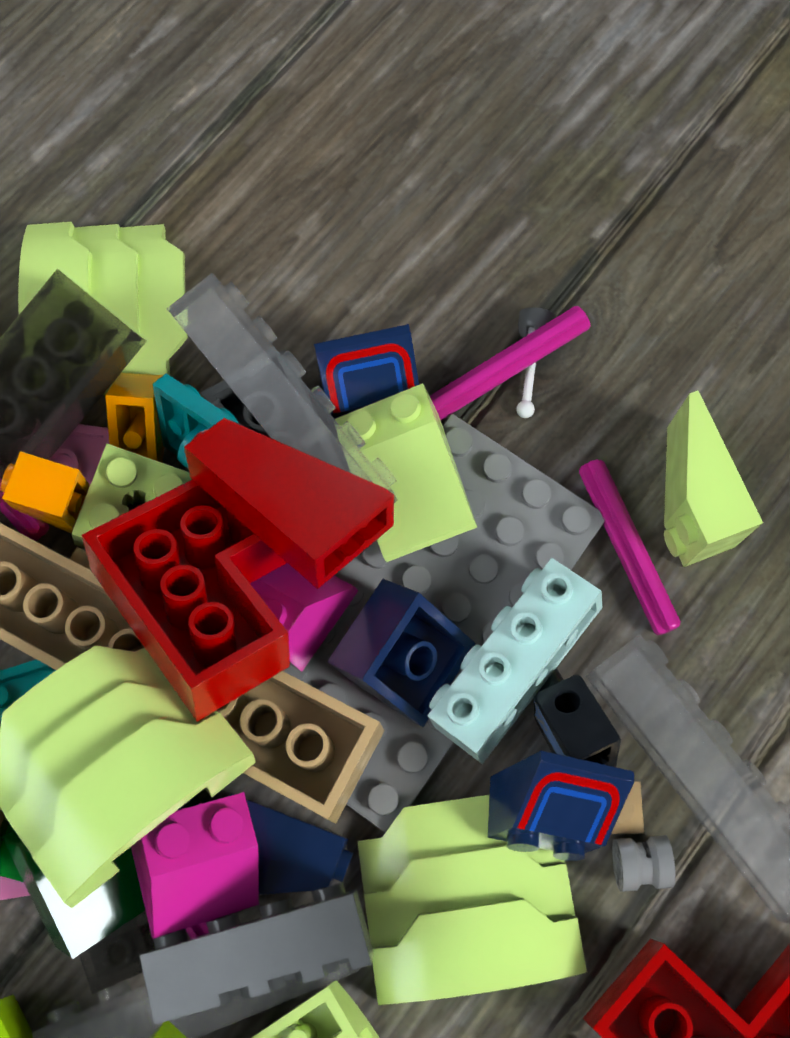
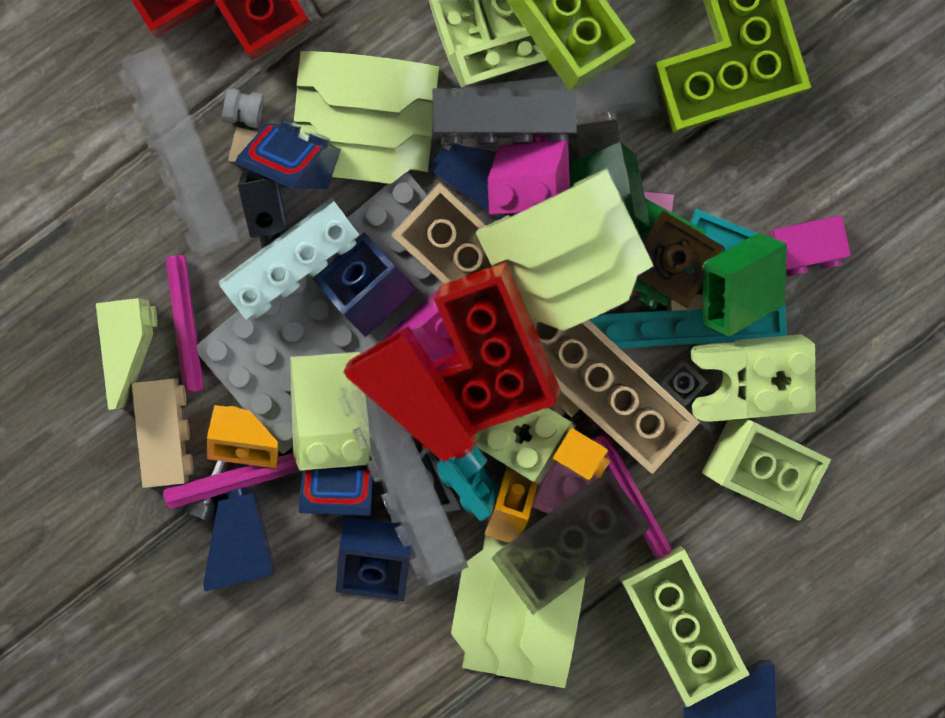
camera: 165 degrees left, 15 degrees up
(302, 312) = (372, 560): none -> dark blue slope
(475, 292) = (238, 542): none -> dark blue slope
(514, 414) = (240, 438): none -> light orange slope
(615, 400) = (162, 432): none -> tan brick

